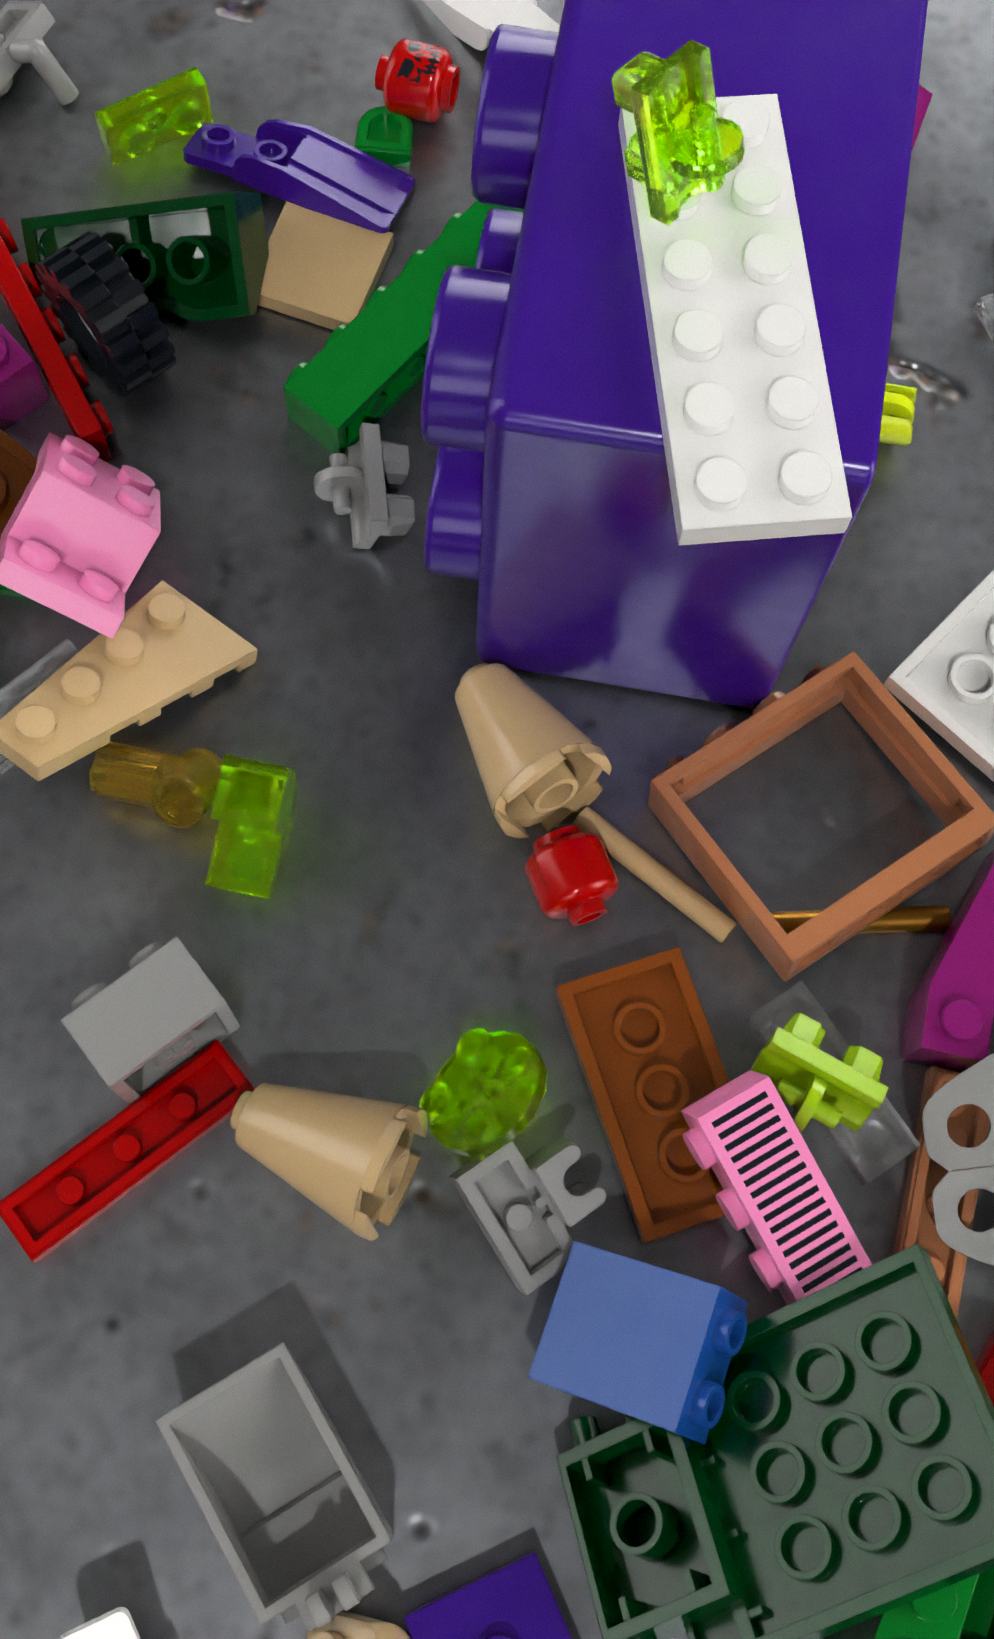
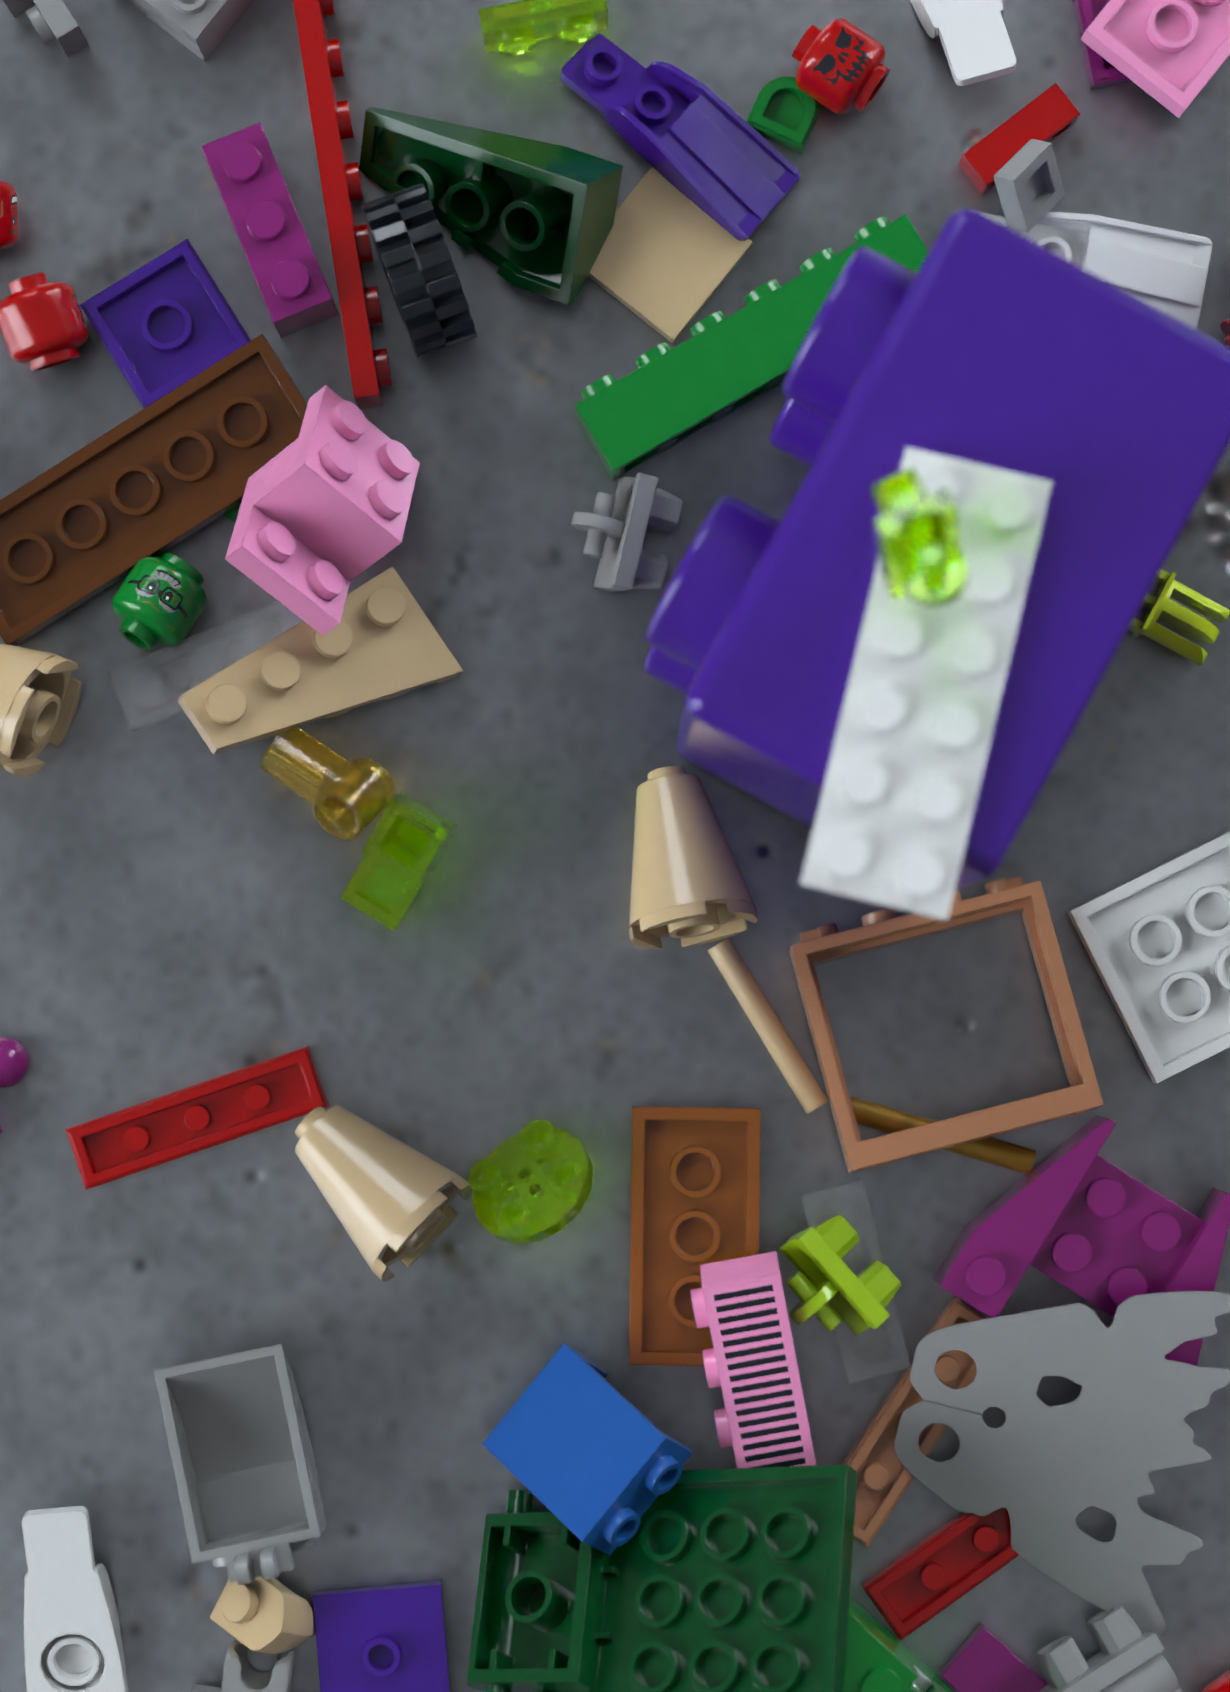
camera: 25 degrees right, 15 degrees up
(149, 1019) = (251, 1020): light grey brick -> none
(526, 1207) = (535, 1296): light grey plate -> none
(571, 875) = (685, 1006): red head -> none

